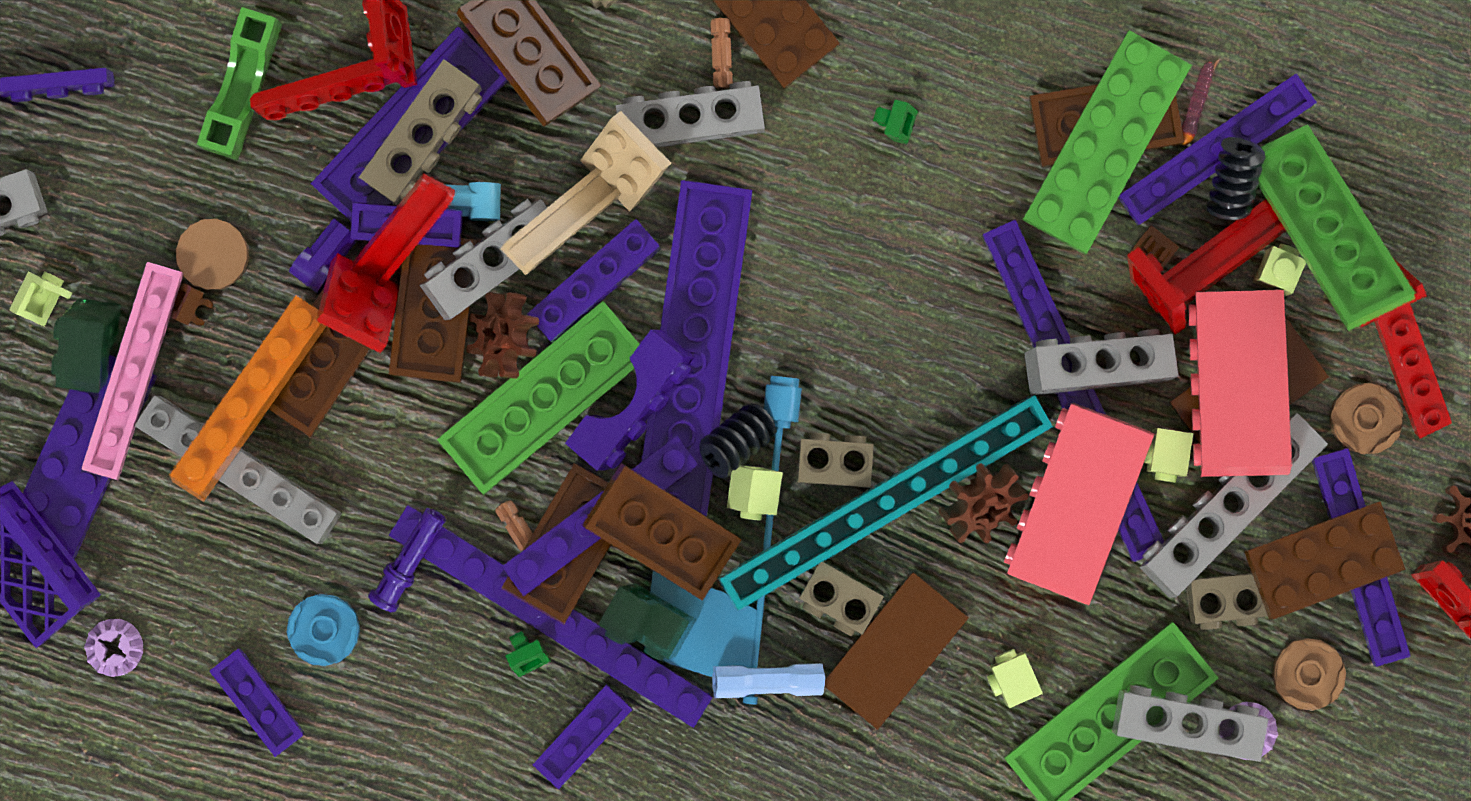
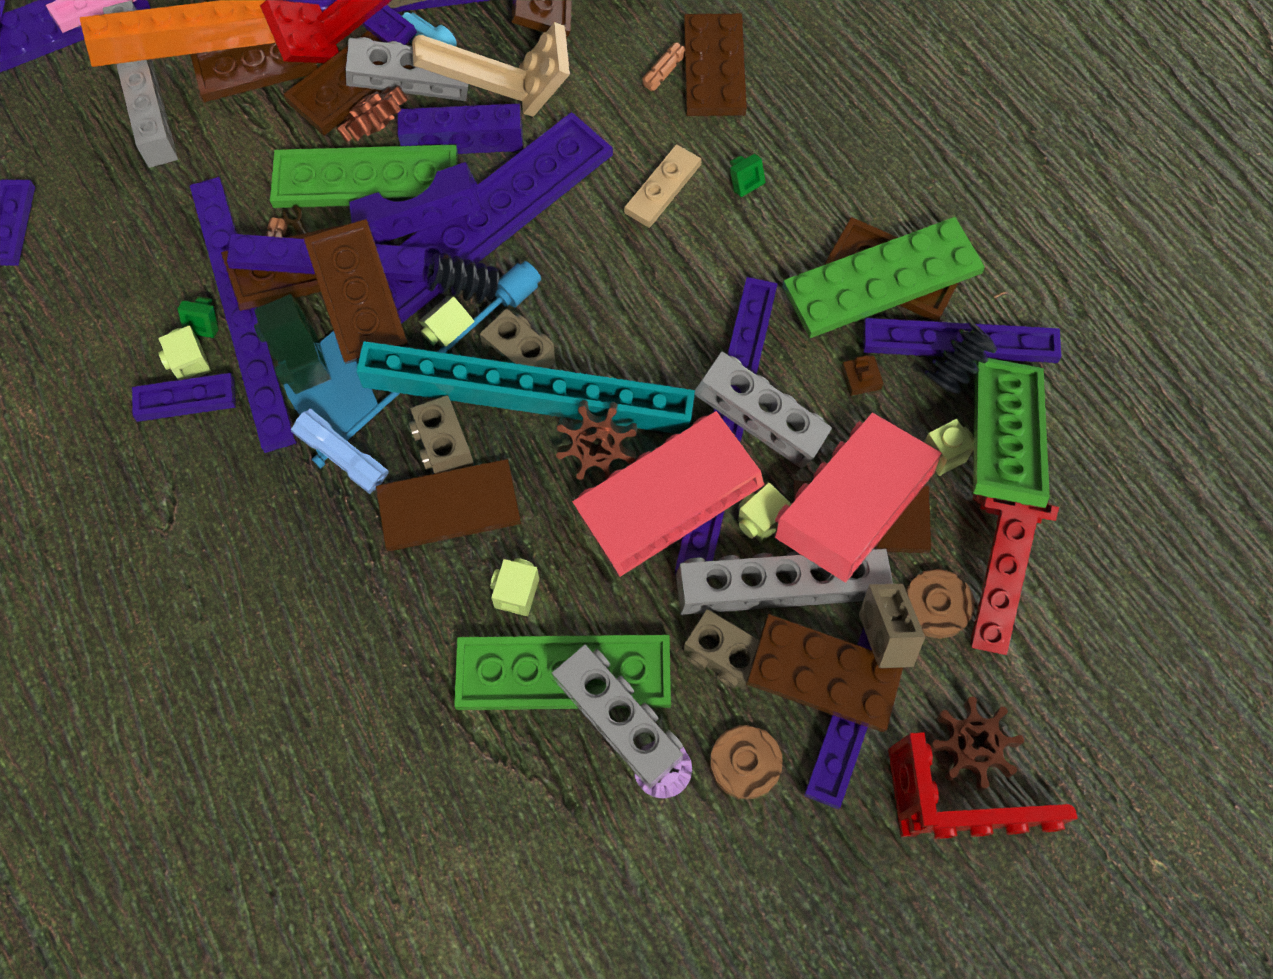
camera: 35 degrees right, 20 degrees down
(323, 629) = (95, 213): dark azure tile -> none
(400, 572) = (170, 207): dark purple pin -> none
(520, 493) = (297, 224): none -> dark brown hand
(545, 699) = (183, 354): none -> yellowish green brick
(742, 95) = (615, 86): light grey brick -> none
(826, 189) = (662, 186): none -> tan plate
(1197, 102) = (970, 304): clear pink piece -> none
(1205, 266) = (898, 408): red bracket -> none
(1353, 486) = (891, 625): none -> dark tan brick

